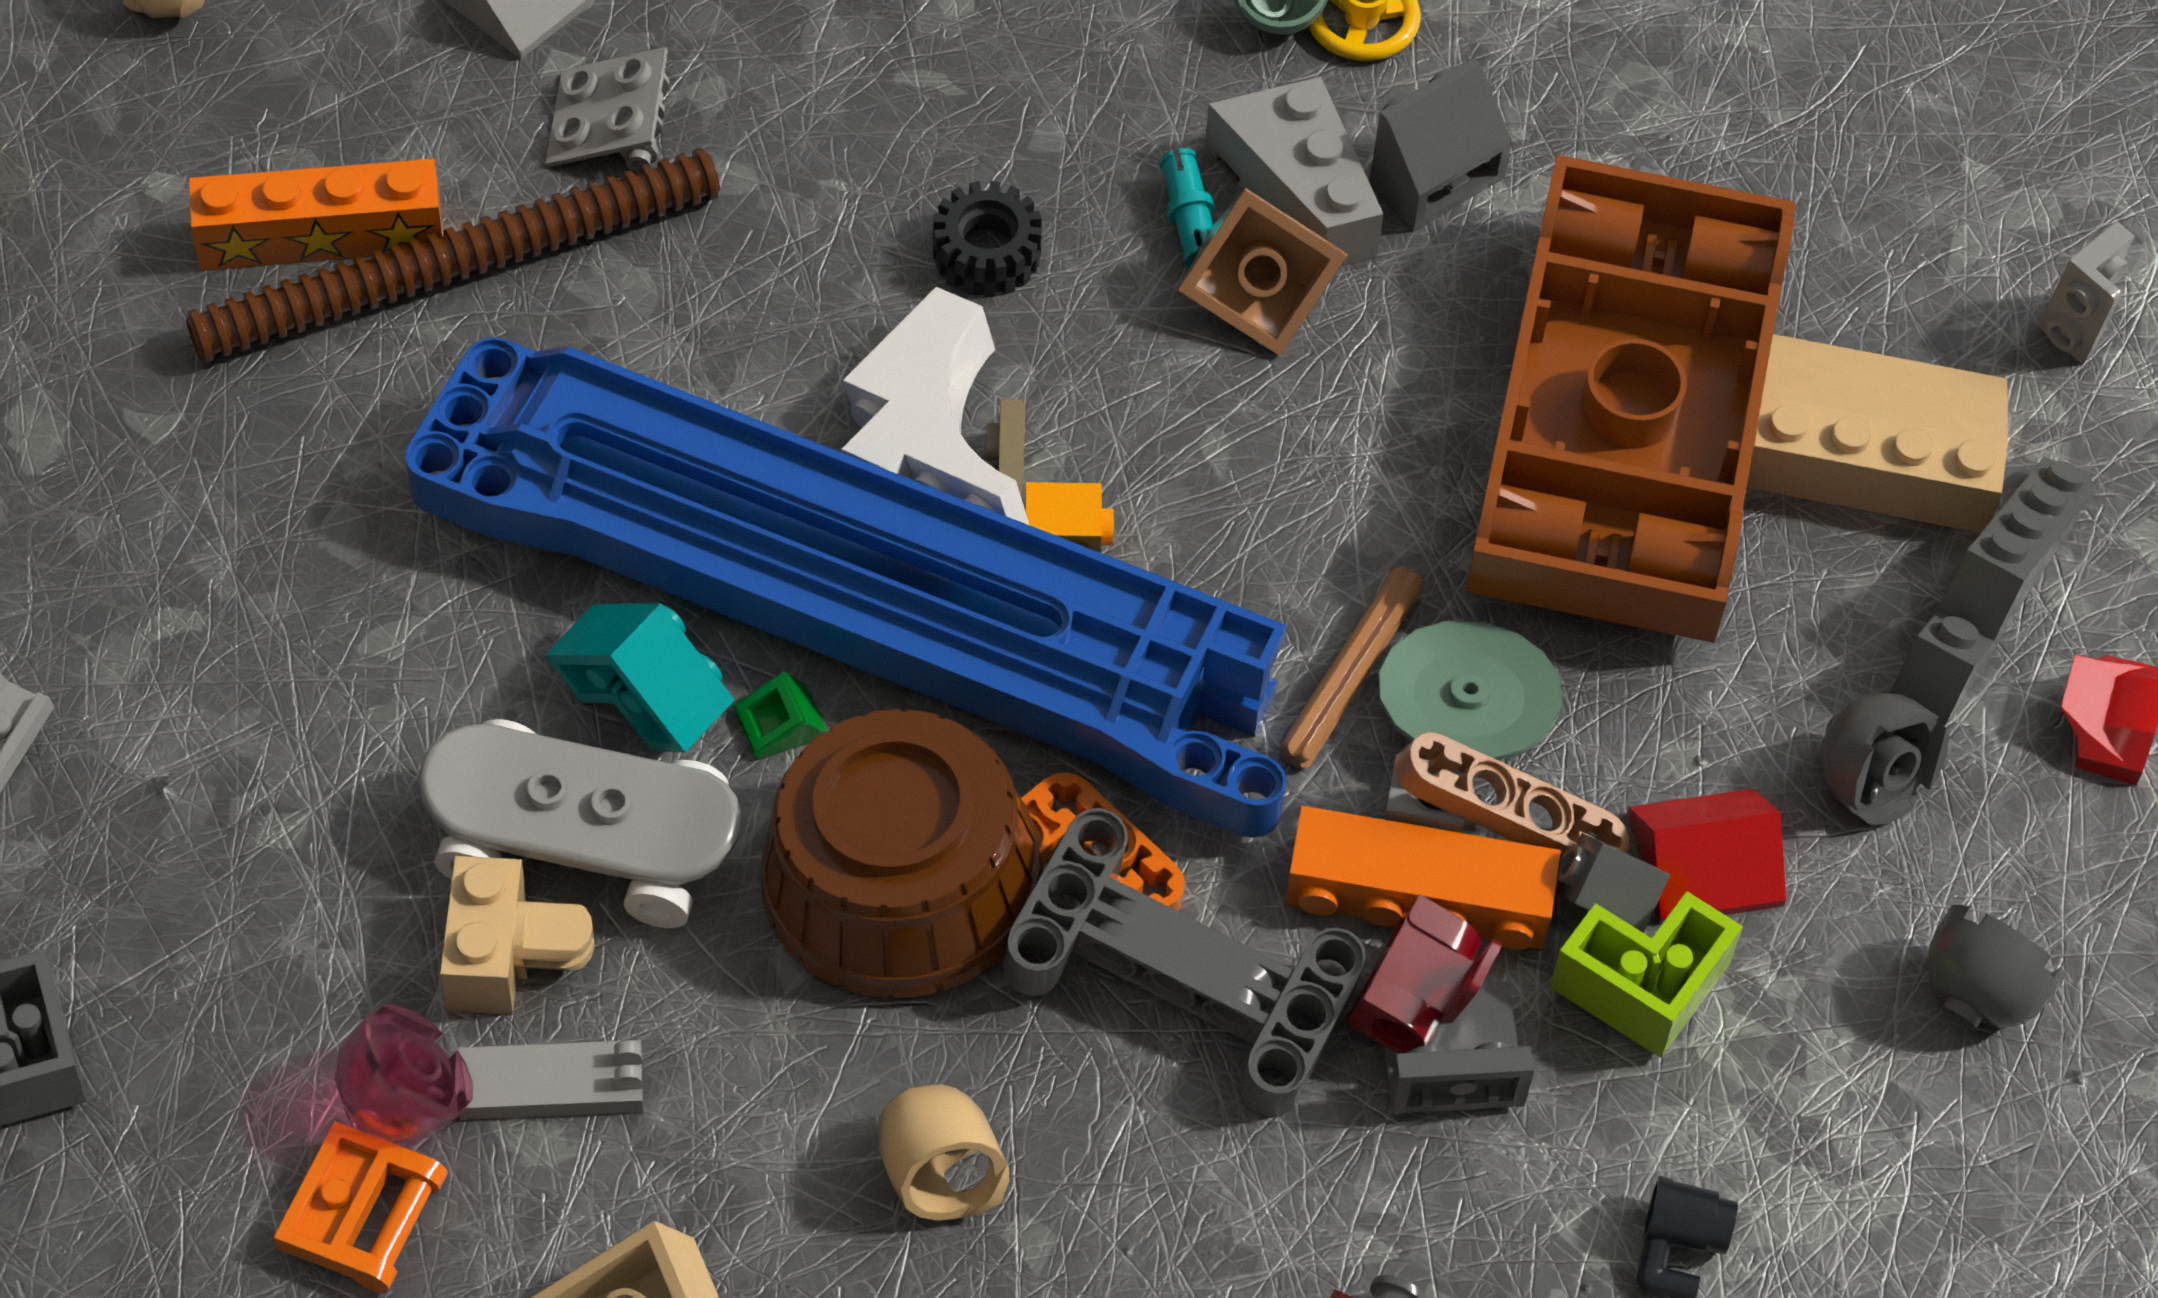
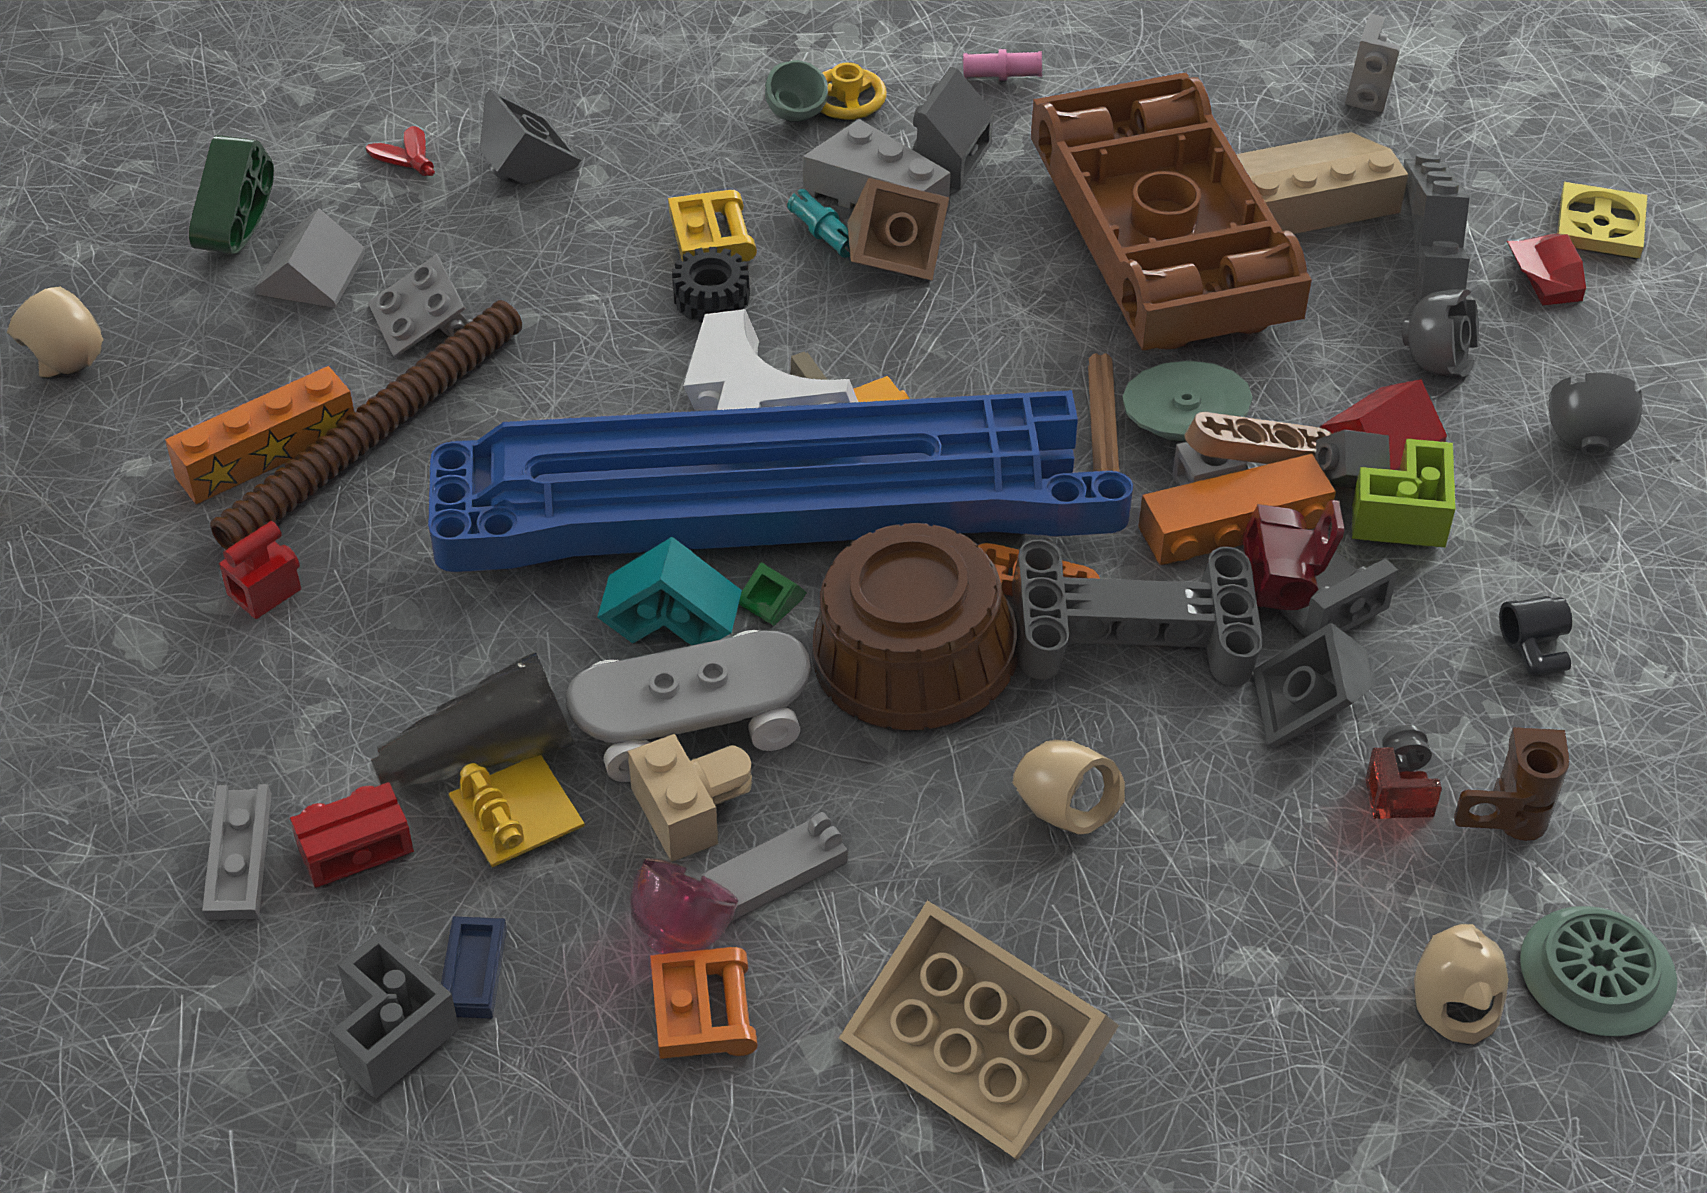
camera: 25 degrees left, 10 degrees down
(108, 802) = (351, 834): none -> red brick
(146, 1032) = (474, 964): none -> dark blue tile
(206, 408) = (260, 571): none -> red brick
(309, 857) = (514, 808): none -> yellow hinge
(339, 742) = (497, 722): none -> clear smoke cone
(1026, 142) = (697, 226): none -> yellow plate
(1338, 1165) = (1310, 683): none -> dark grey slope
(1596, 61) = (1002, 64): none -> bright pink pin

